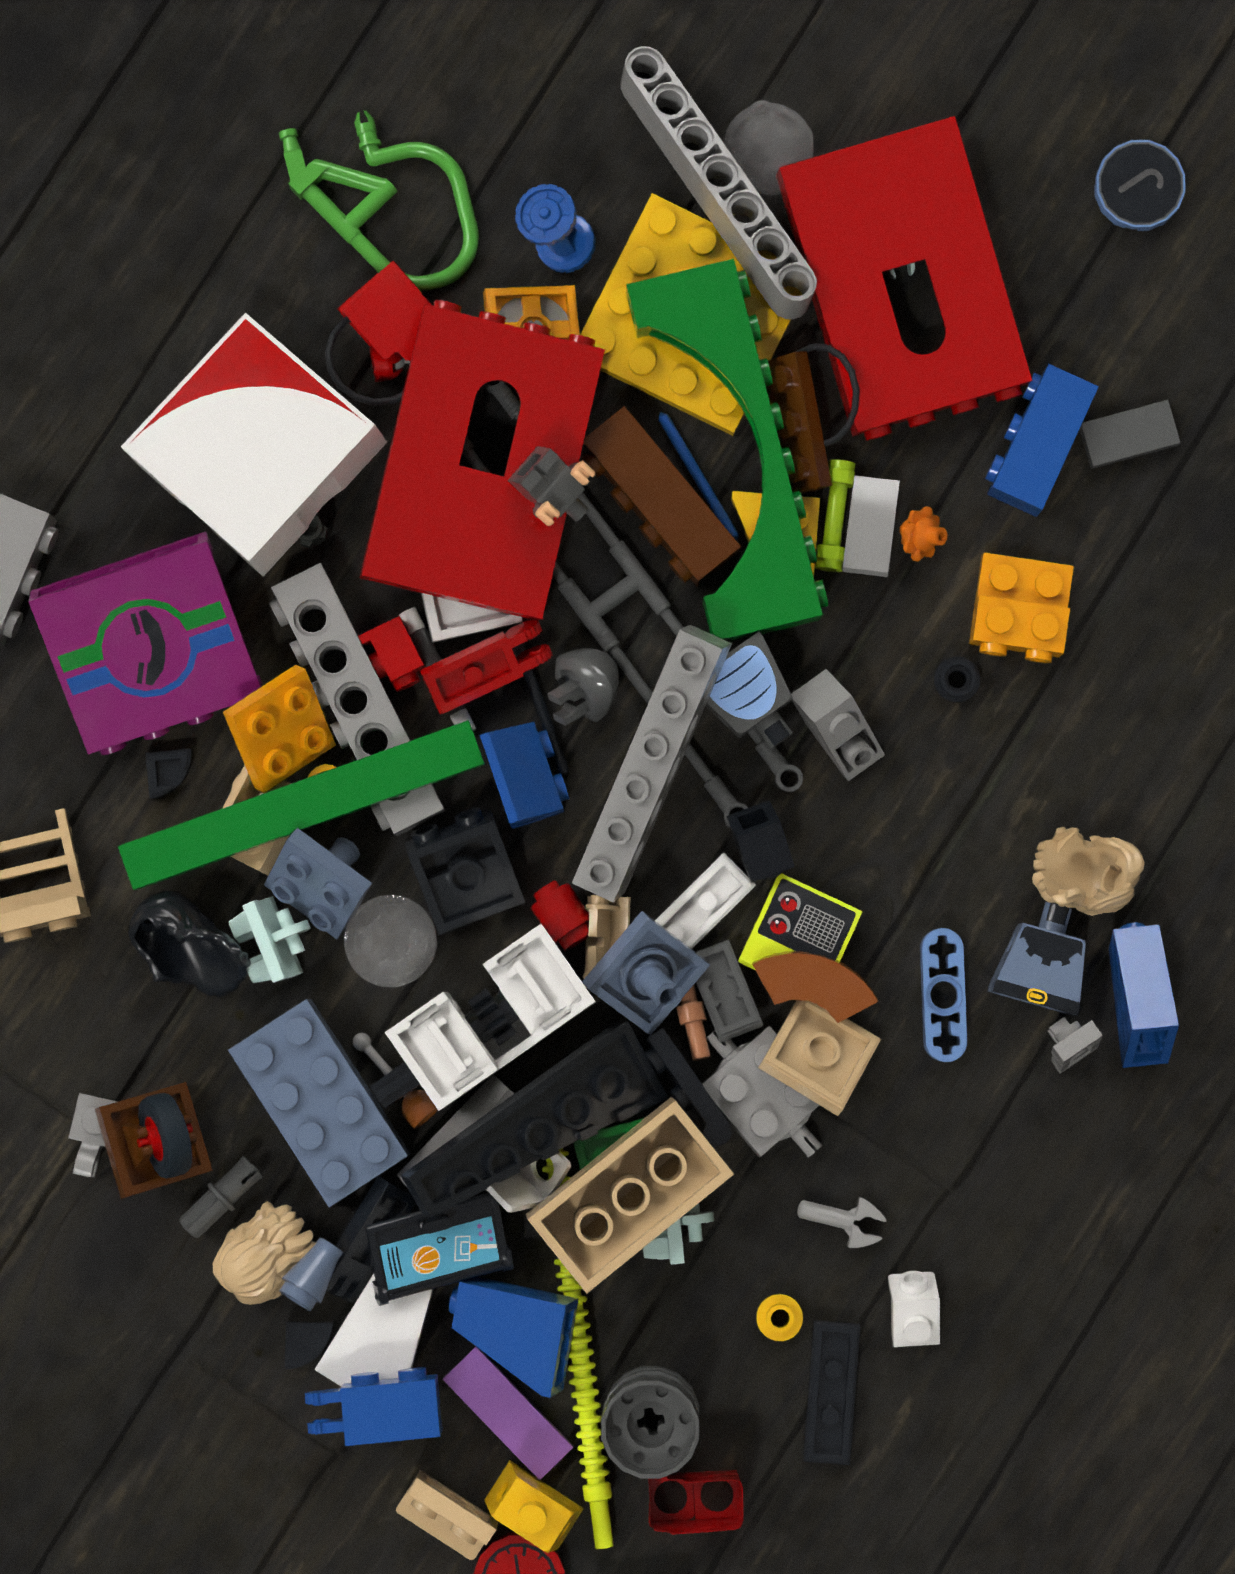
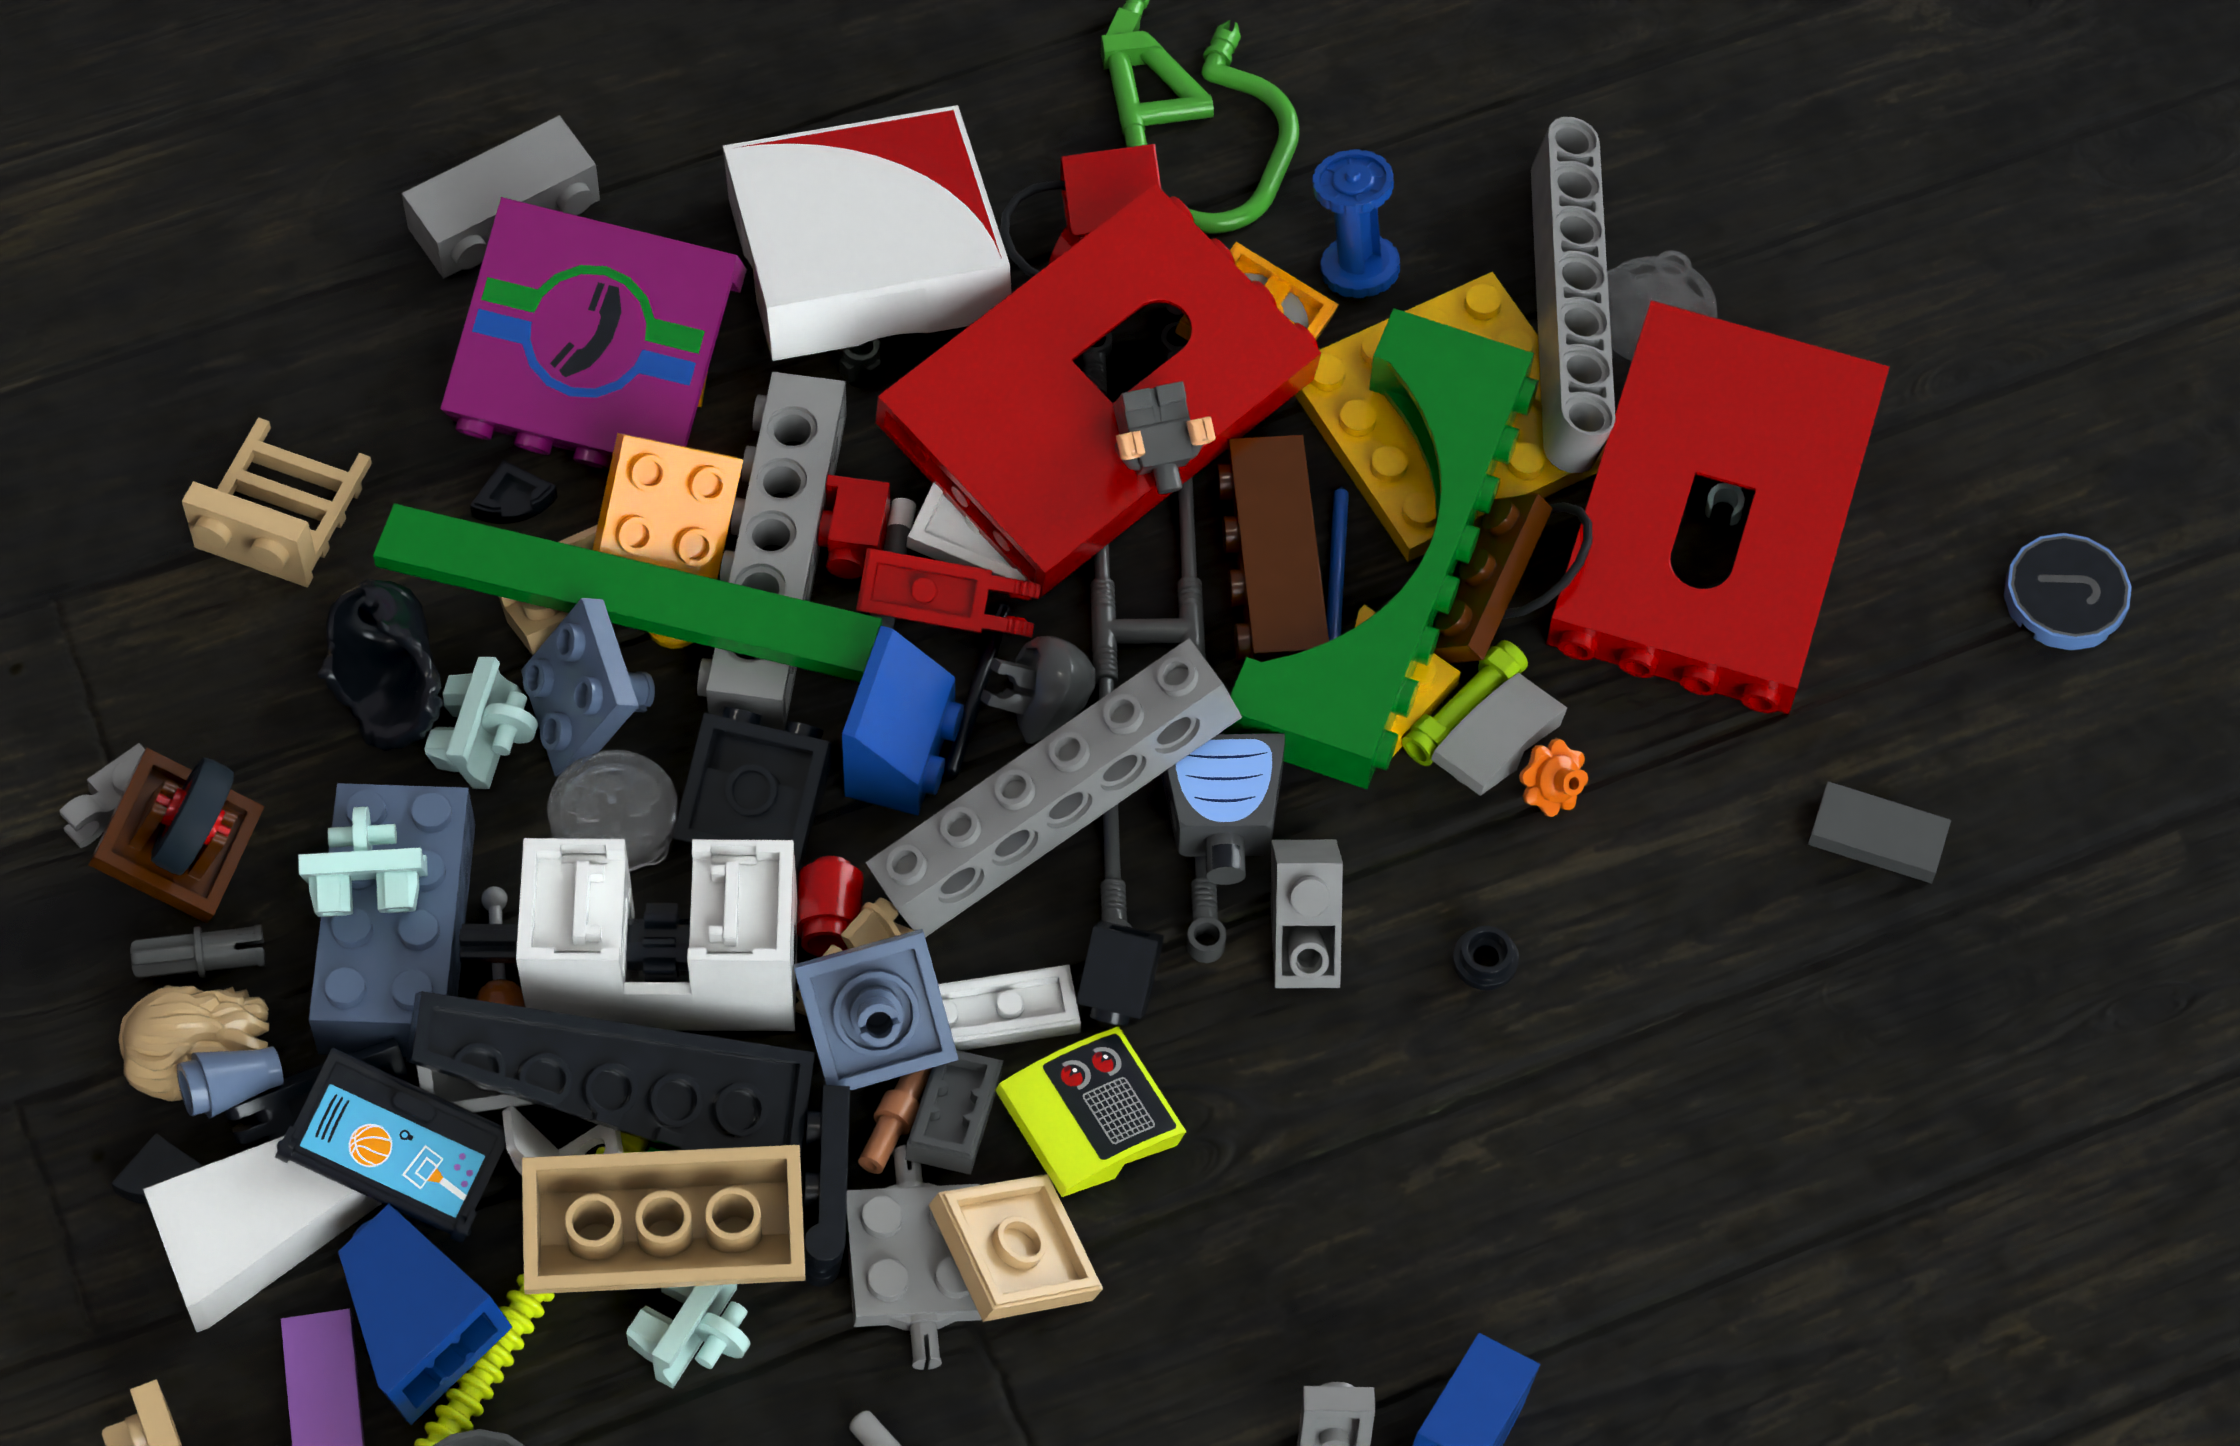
camera: 35 degrees right, 25 degrees down
(292, 1099) = (394, 869): none -> light aqua hips
(382, 1408) = (184, 1271): blue hinge -> none
(815, 979) = (1072, 1156): dark orange tile -> none
(955, 1029) = (1206, 1339): medium blue beam -> none
(1021, 607) = (1618, 930): light orange plate -> none
(1040, 439) = (1766, 767): blue brick -> none
(1043, 964) = (1361, 1322): torso -> none
(1087, 874) = (1488, 1259): tan hair -> none

